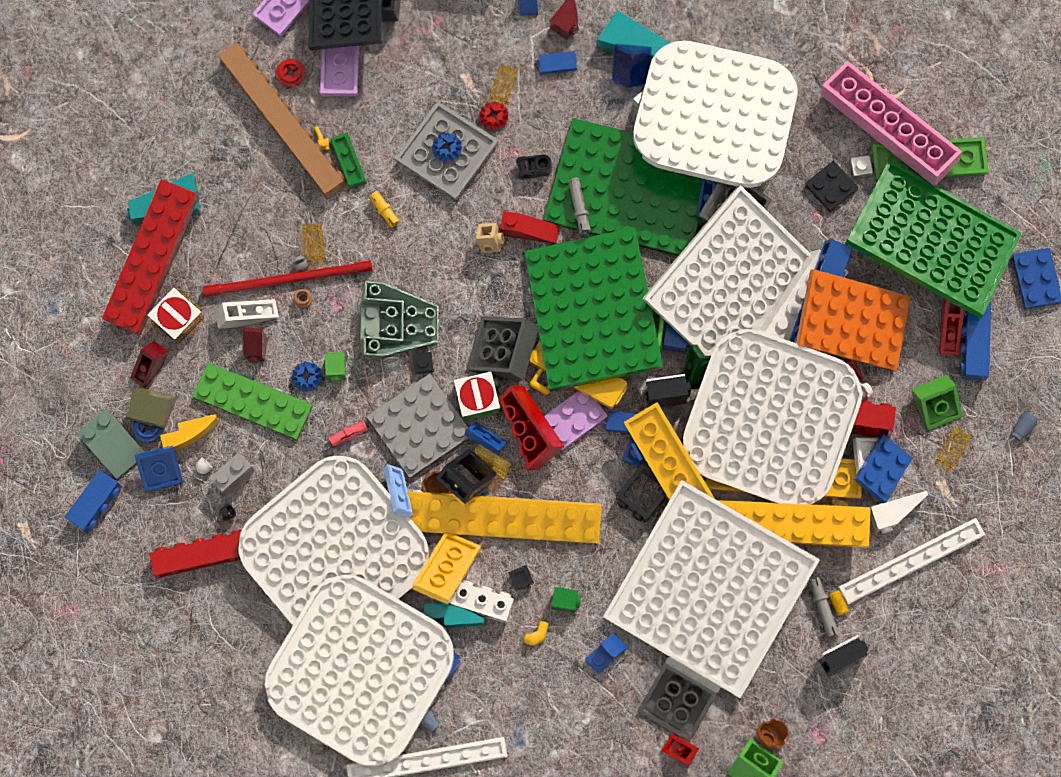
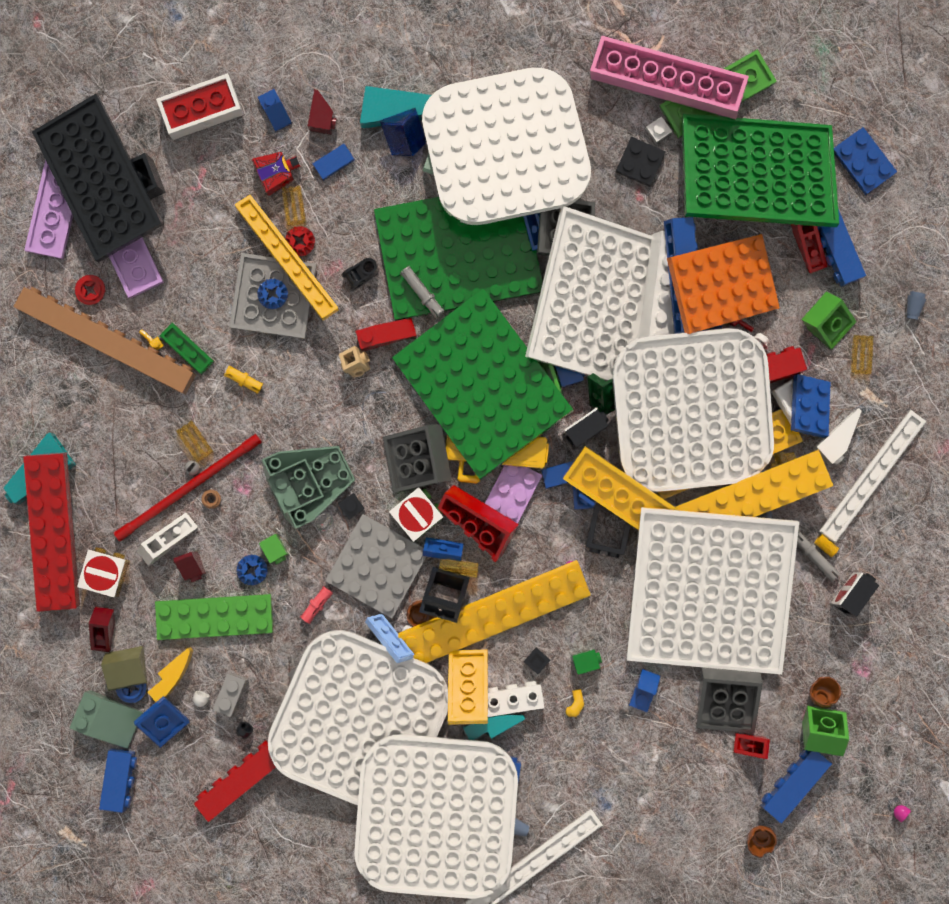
camera: 25 degrees left, 10 degrees up
(475, 122) = (286, 257): none -> yellow plate
(502, 46) = (275, 171): none -> torso

